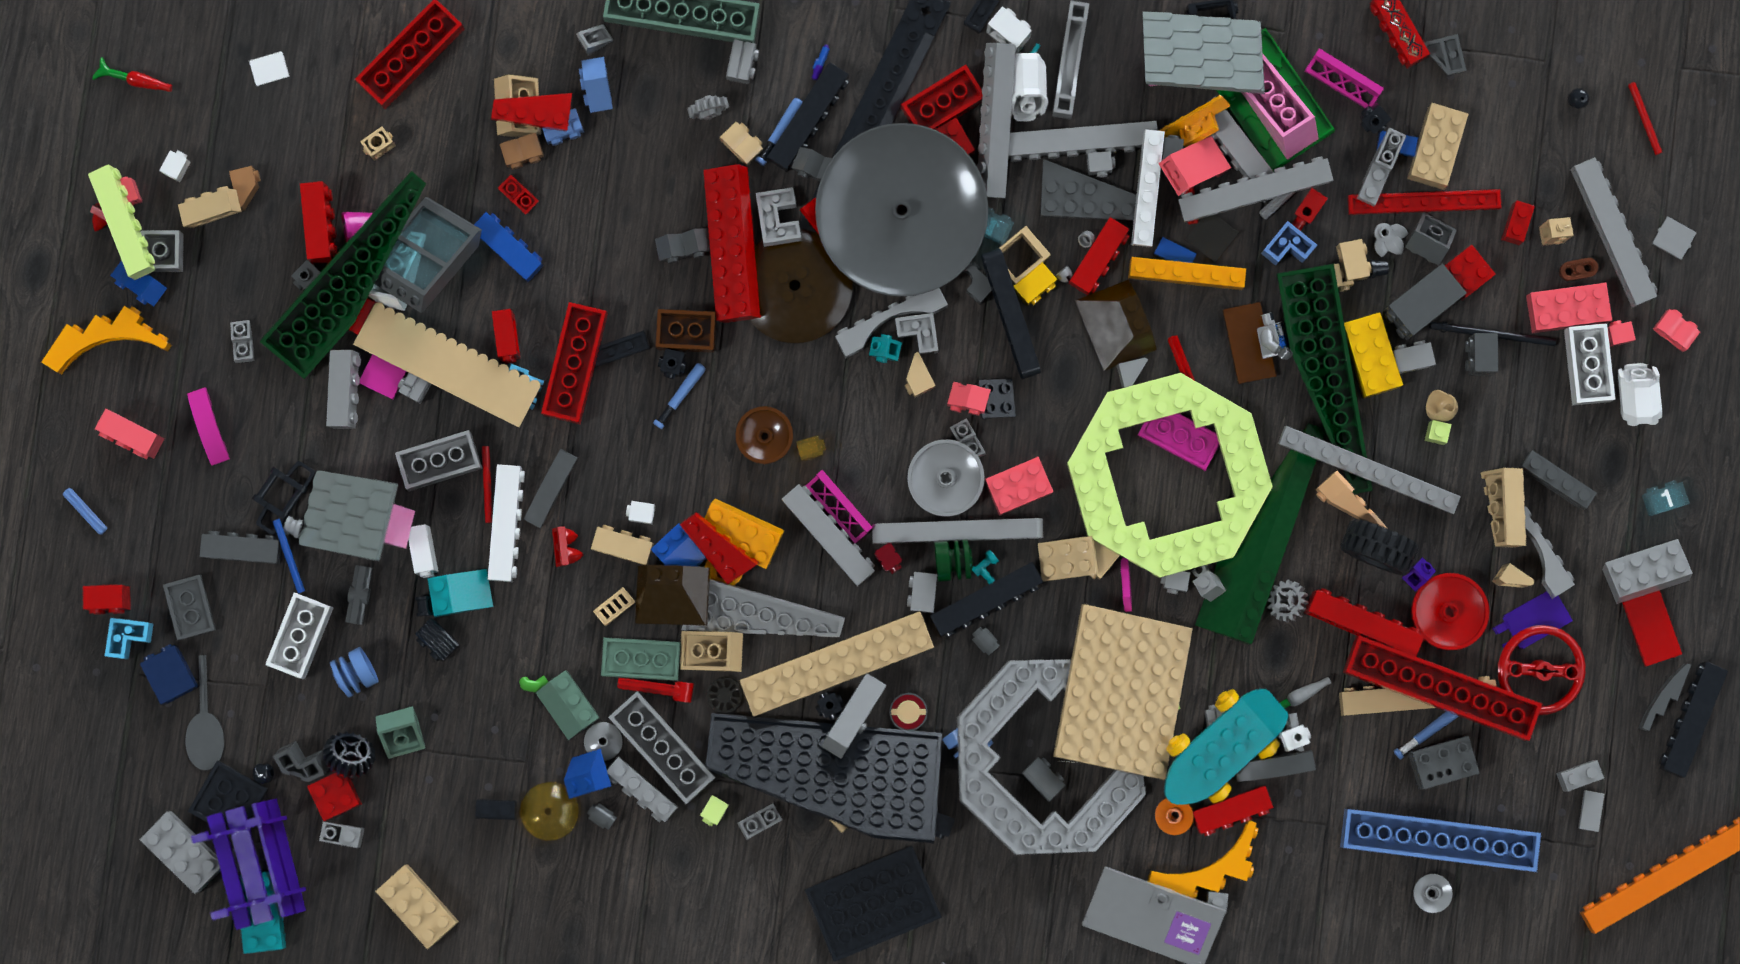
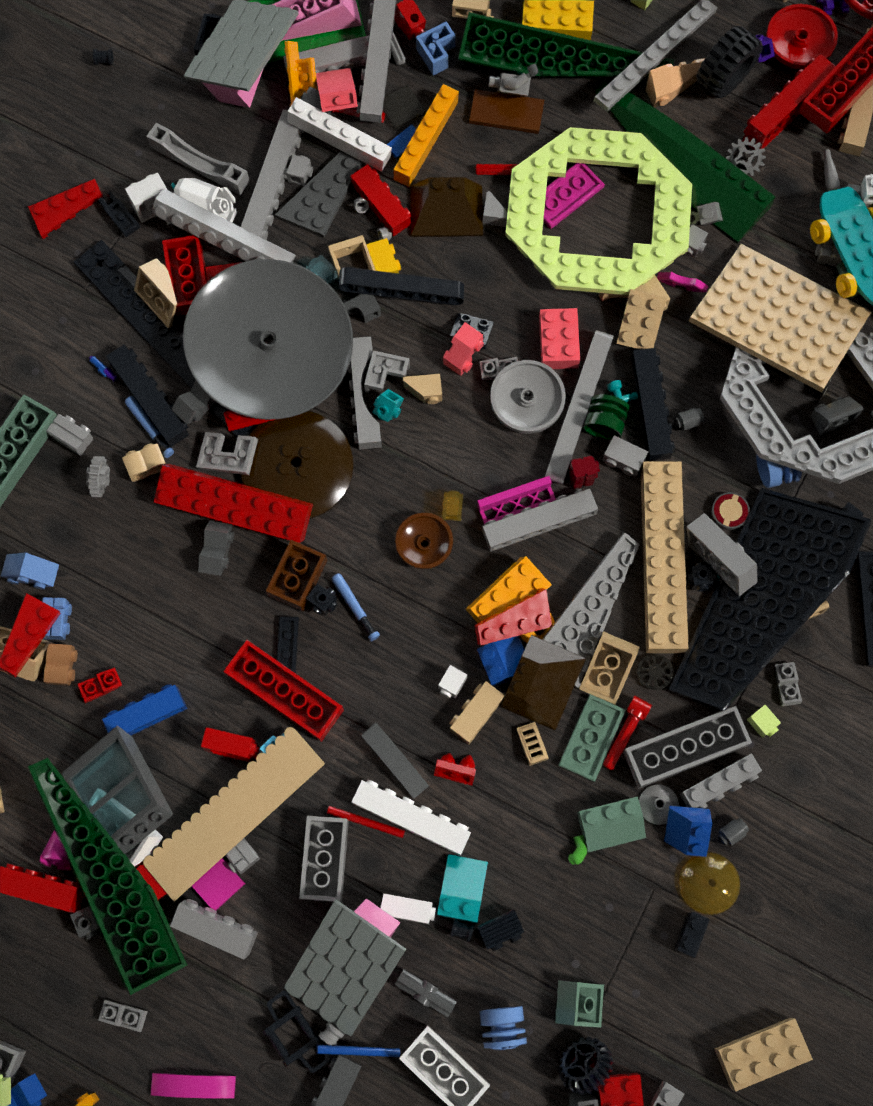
camera: 65 degrees left, 10 degrees down
(913, 80) = (156, 290): none -> tan slope

